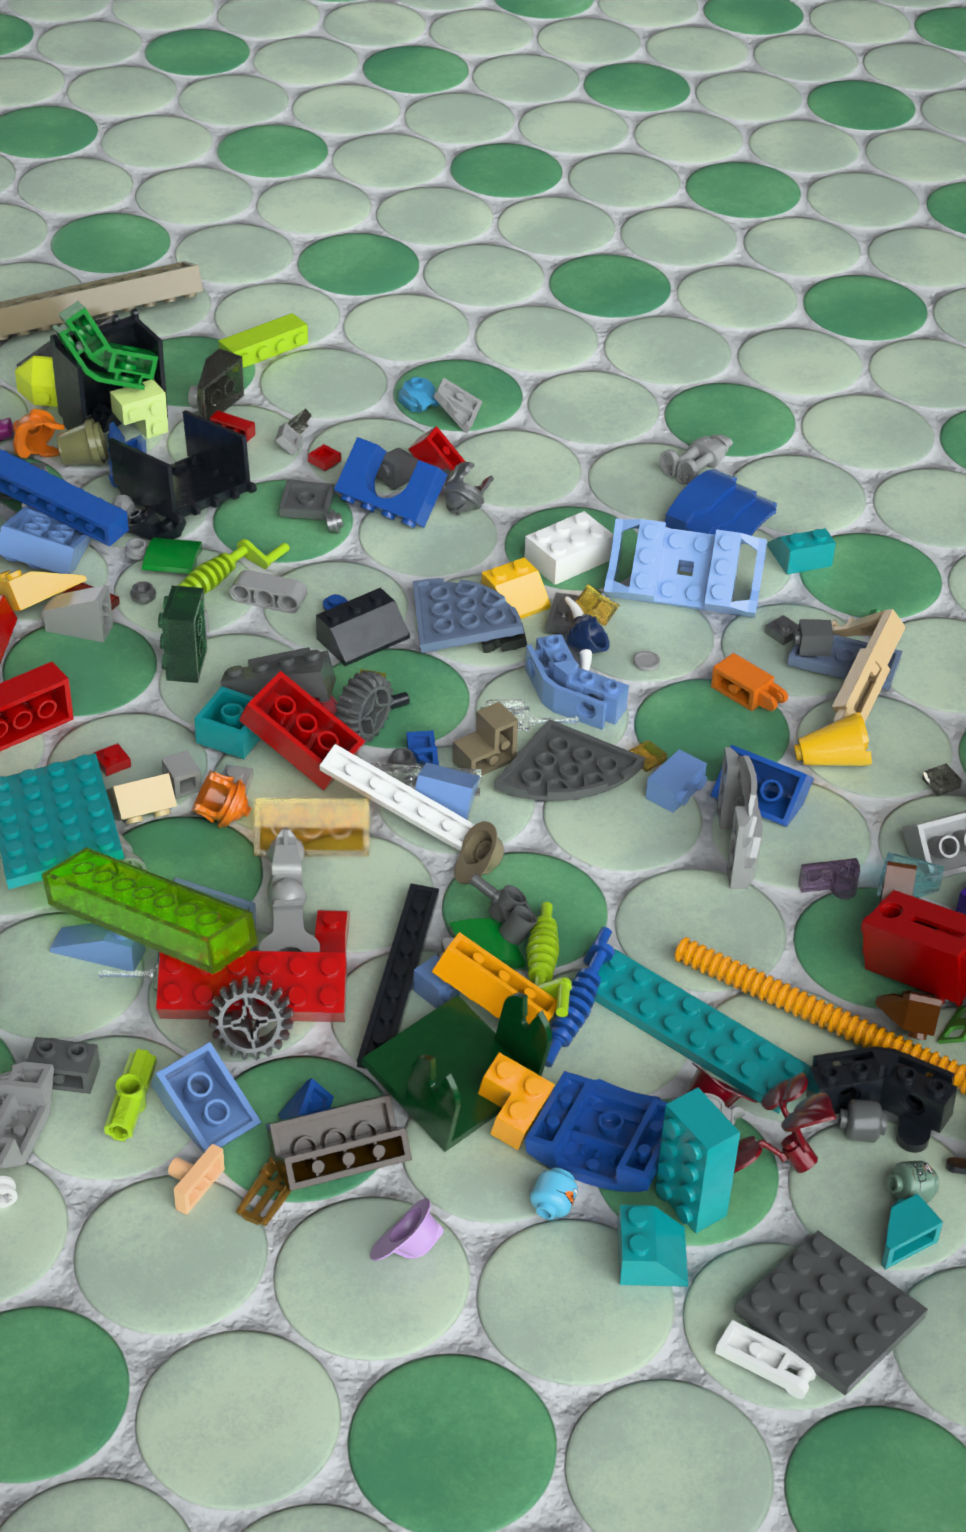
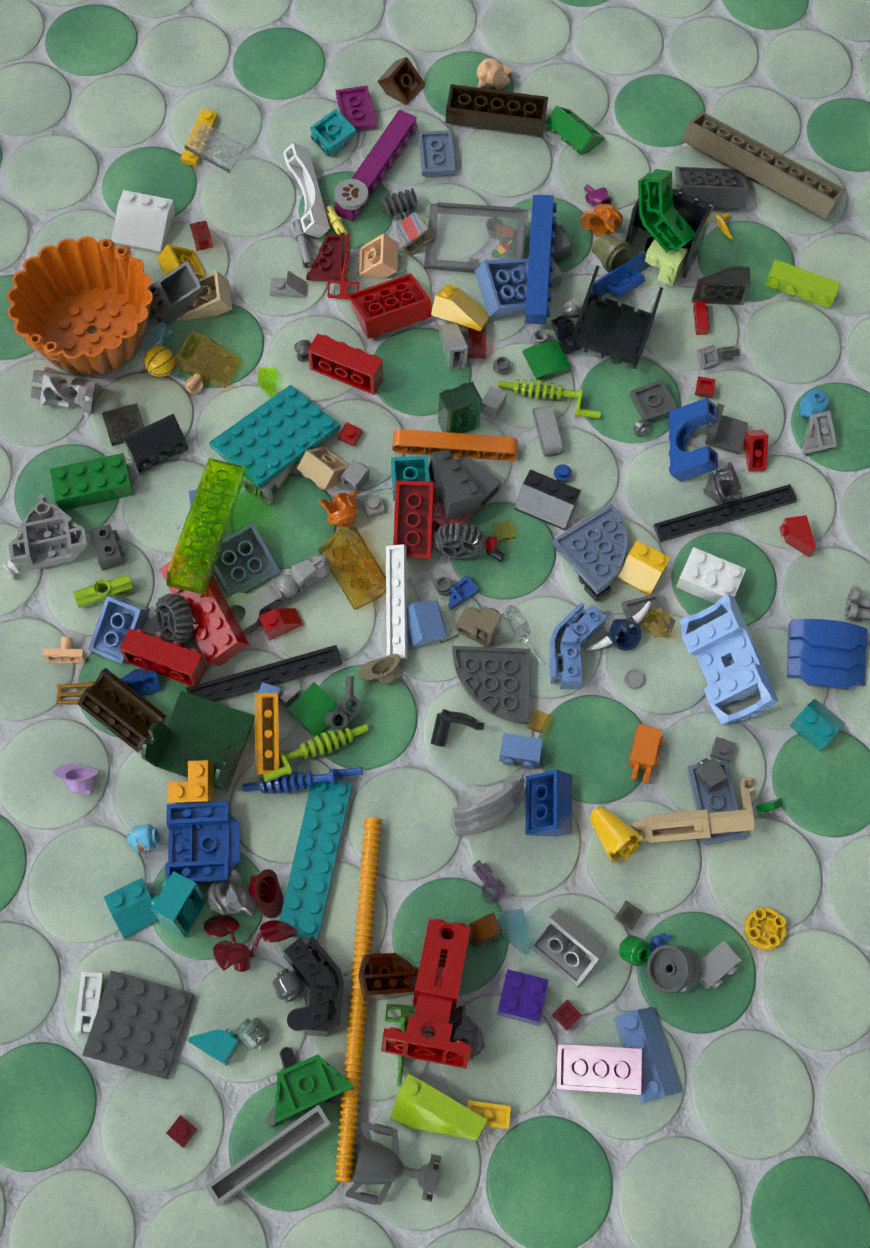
camera: 60 degrees right, 25 degrees up
(201, 684) = (457, 444): none -> orange beam
(307, 1048) = (163, 657): none -> red brick
(493, 512) = (725, 513): none -> black tile
(568, 468) = (798, 534): none -> red slope
(598, 828) = (443, 723): none -> black piece

